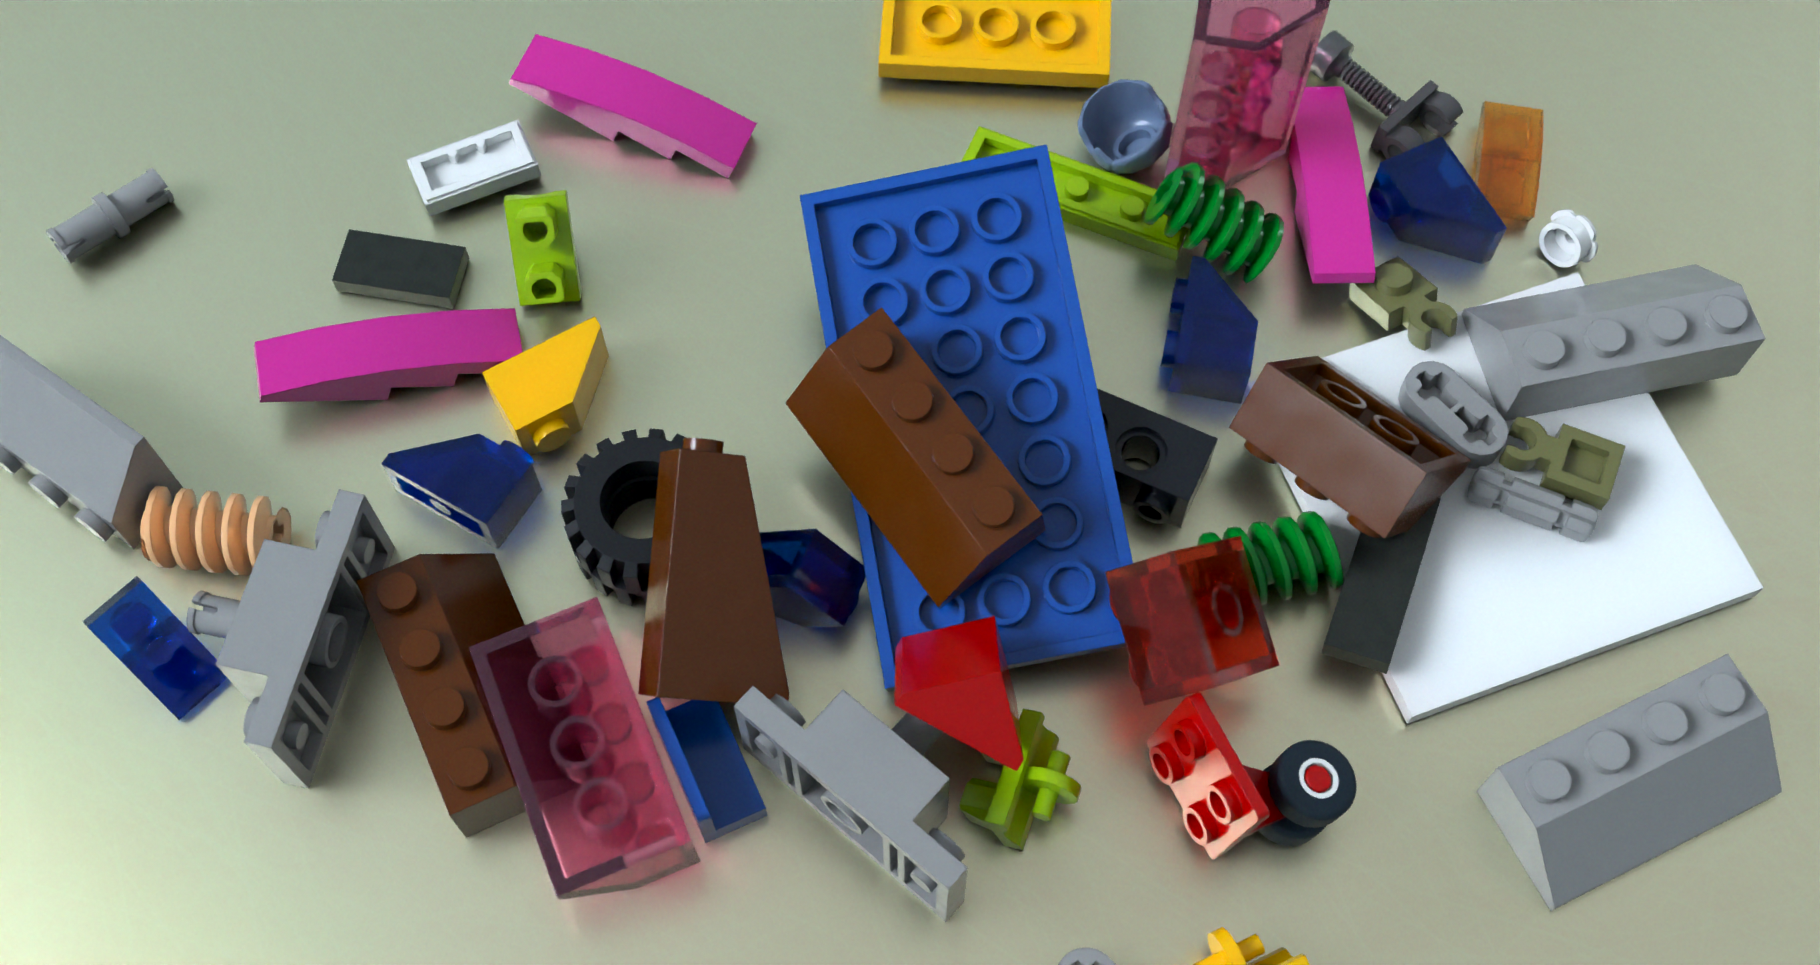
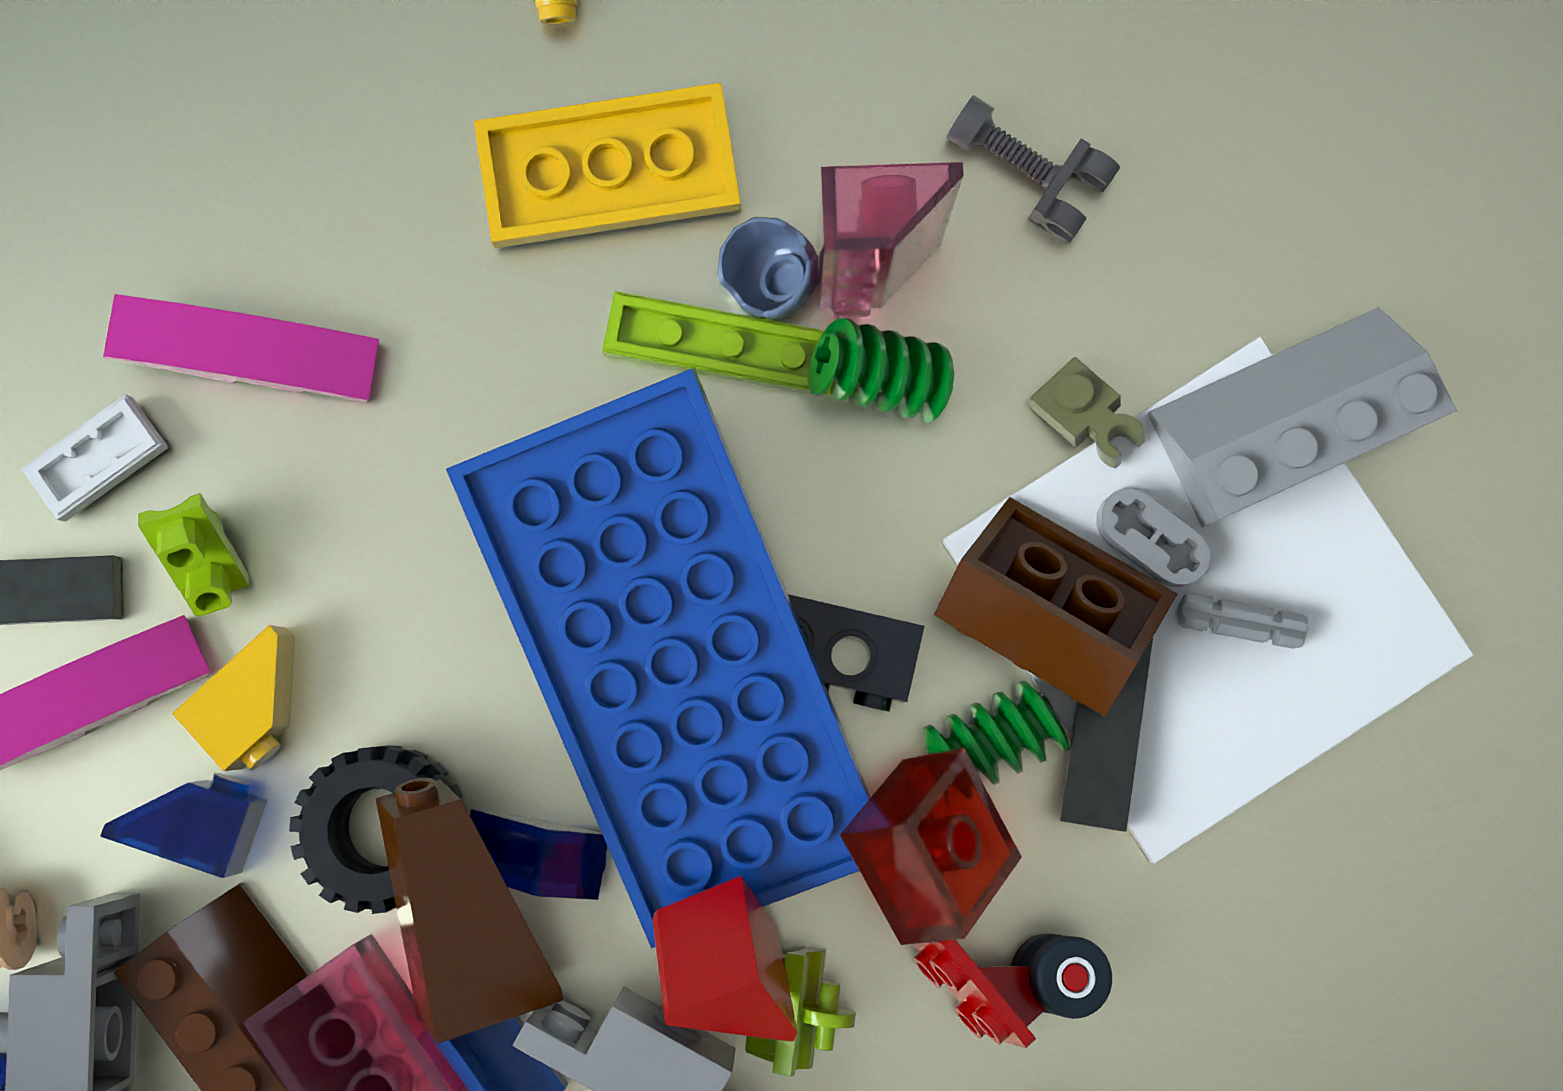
camera: 10 degrees left, 20 degrees up
(913, 459) = (632, 736): reddish brown slope -> none
(1214, 337) = (901, 496): clear blue slope -> none
(1330, 189) = (995, 297): dark pink slope -> none
(1436, 203) = (1103, 286): clear blue slope -> none
(1509, 158) = (1174, 213): clear orange slope -> none
(1568, 239) = (1247, 297): white plate -> none
(1571, 462) = (1278, 570): olive plate -> none
(1635, 781) = (1368, 881): light grey slope -> none

